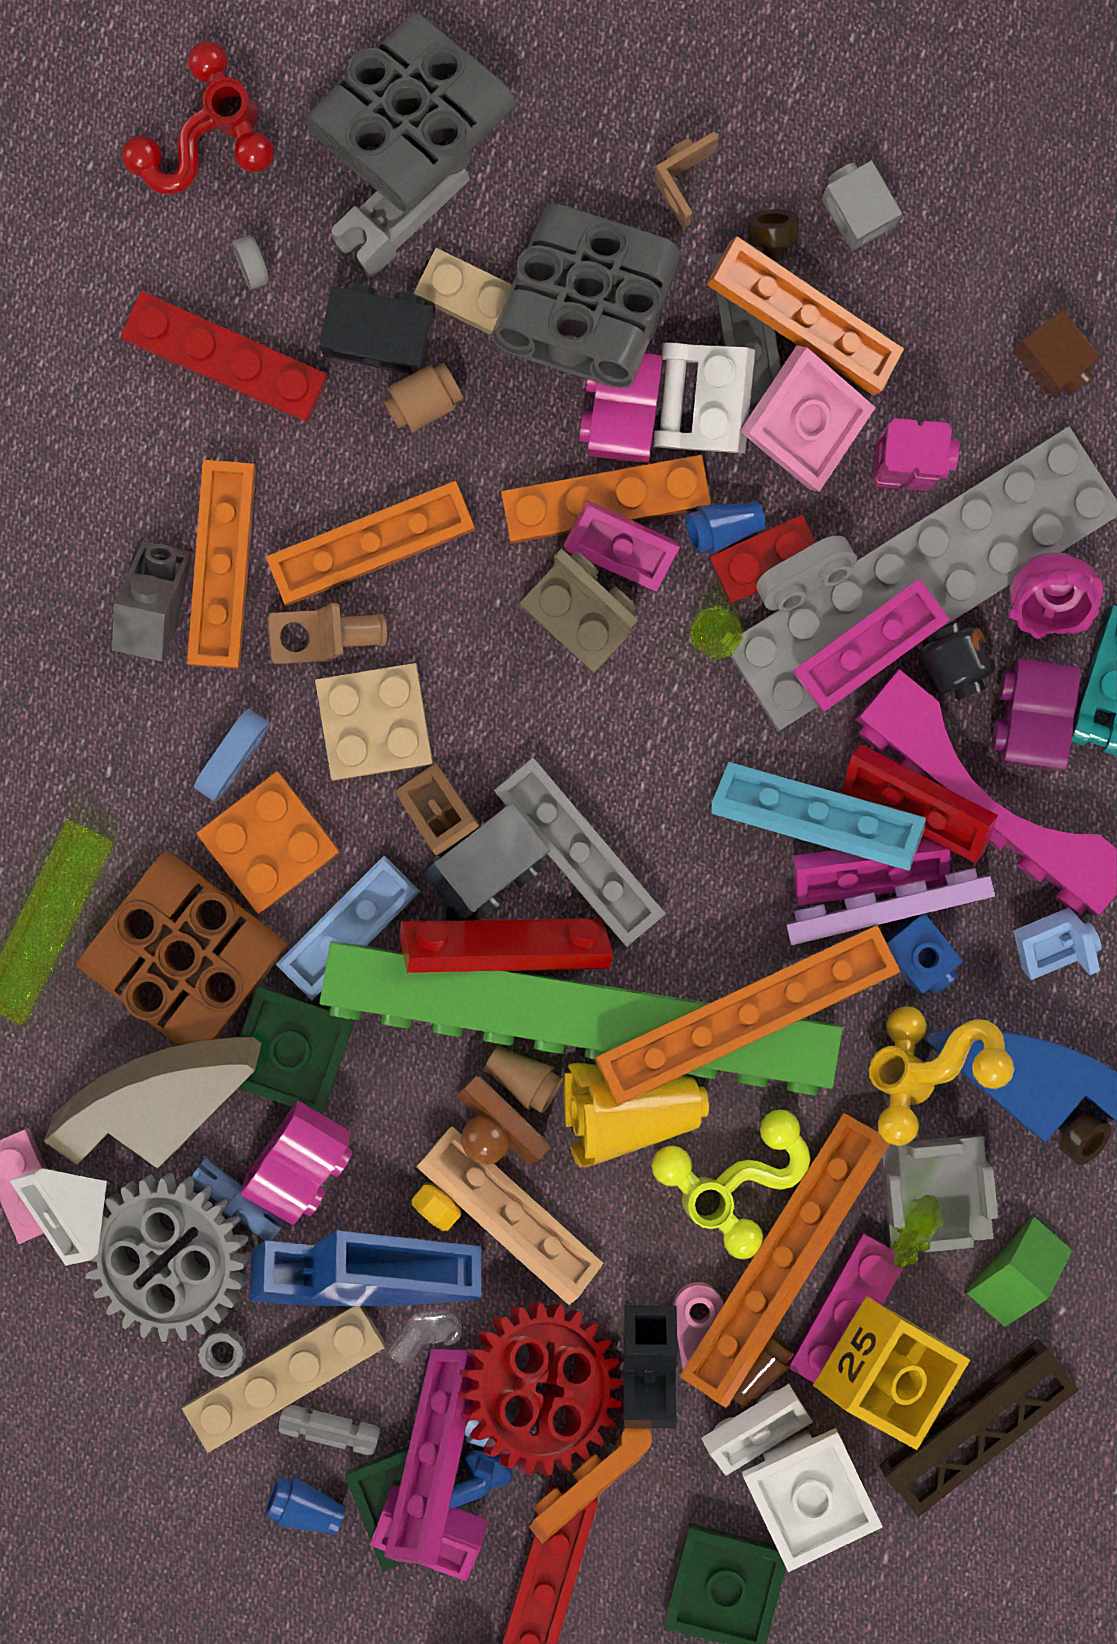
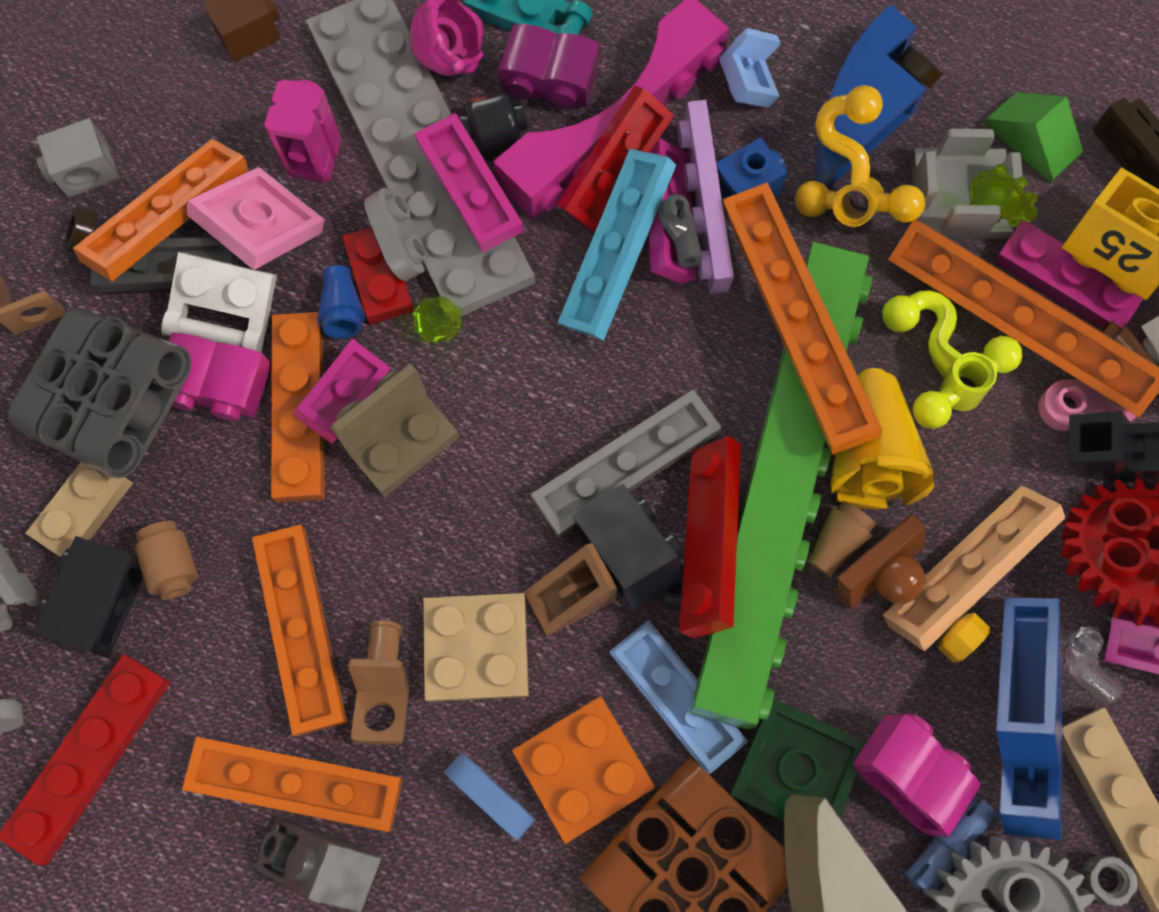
camera: 85 degrees left, 15 degrees down
(843, 883) = (680, 224): none -> dark grey arm

